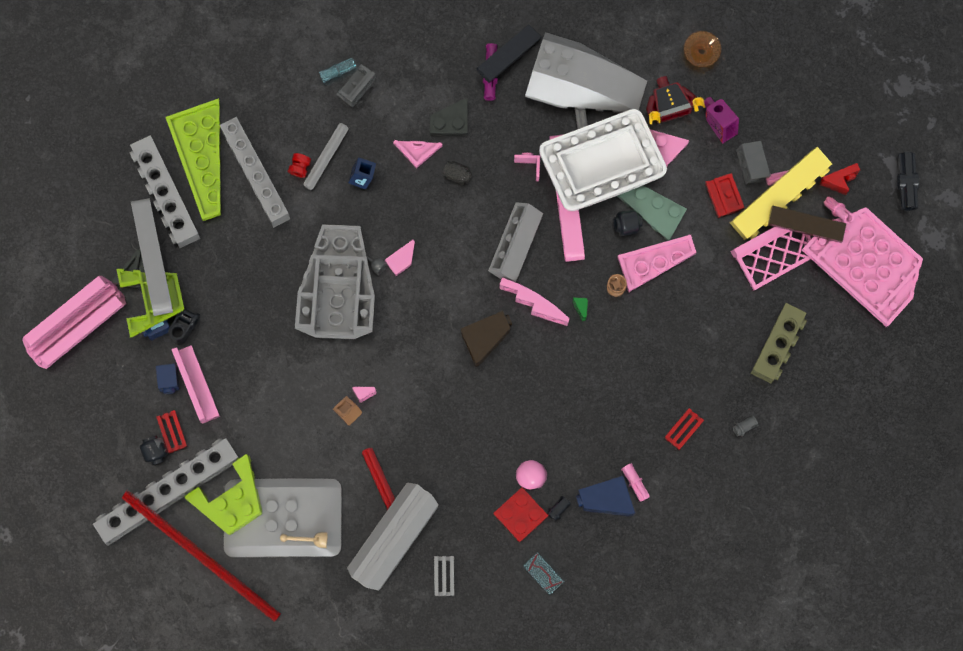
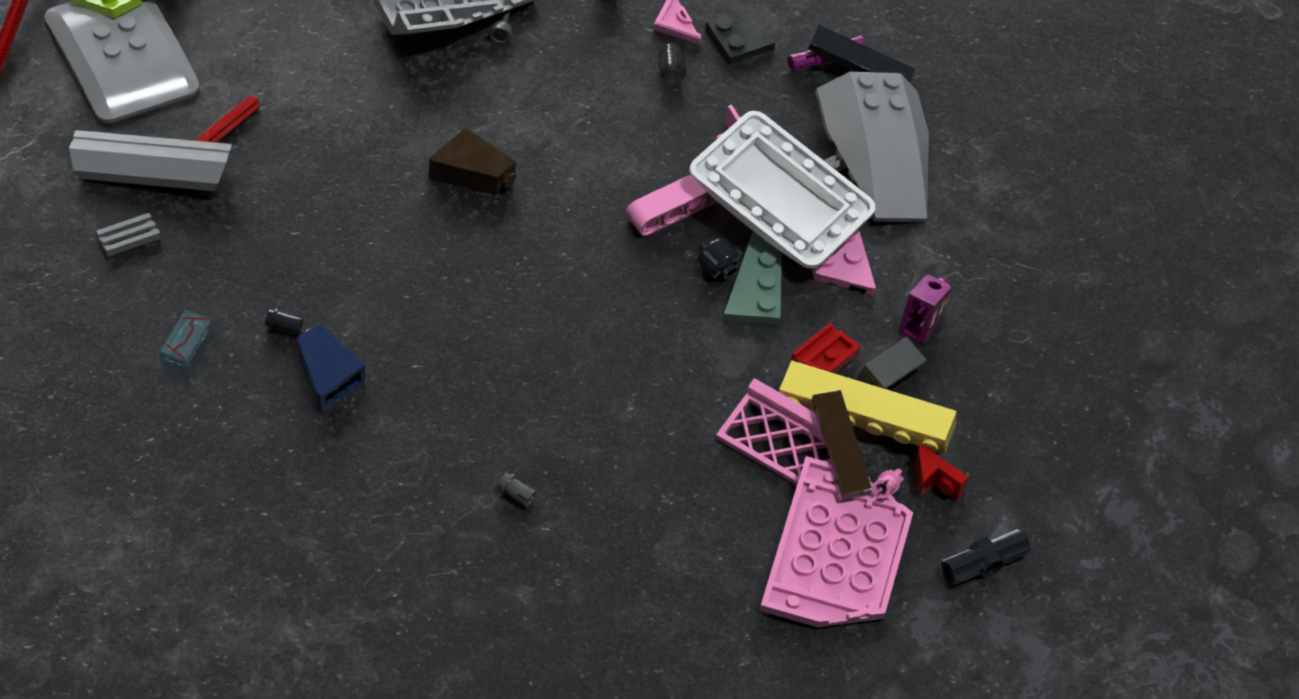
camera: 60 degrees right, 25 degrees down
(319, 539) = (105, 79): tan hinge -> none
(347, 410) = (295, 66): medium nougat slope -> none
(364, 393) = (326, 69): bright pink slope -> none
(401, 259) = (526, 51): bright pink tile -> none
(515, 241) = (616, 147): light grey brick -> none
(520, 514) = (253, 286): red plate -> none
(531, 474) = (315, 278): bright pink hair -> none
(541, 307) = (548, 199): bright pink slope -> none
(581, 307) = (572, 250): green slope -> none
(616, 281) = (626, 276): medium nougat wheel -> none
(635, 482) = (367, 392): bright pink axle -> none
(651, 261) = (684, 305): bright pink wing -> none
(671, 101) = (910, 245): torso -> none
(694, 416) = (473, 419): red tile -> none
(705, 41) = (1009, 256): clear orange dish -> none
(790, 315) = (668, 476): olive brick -> none

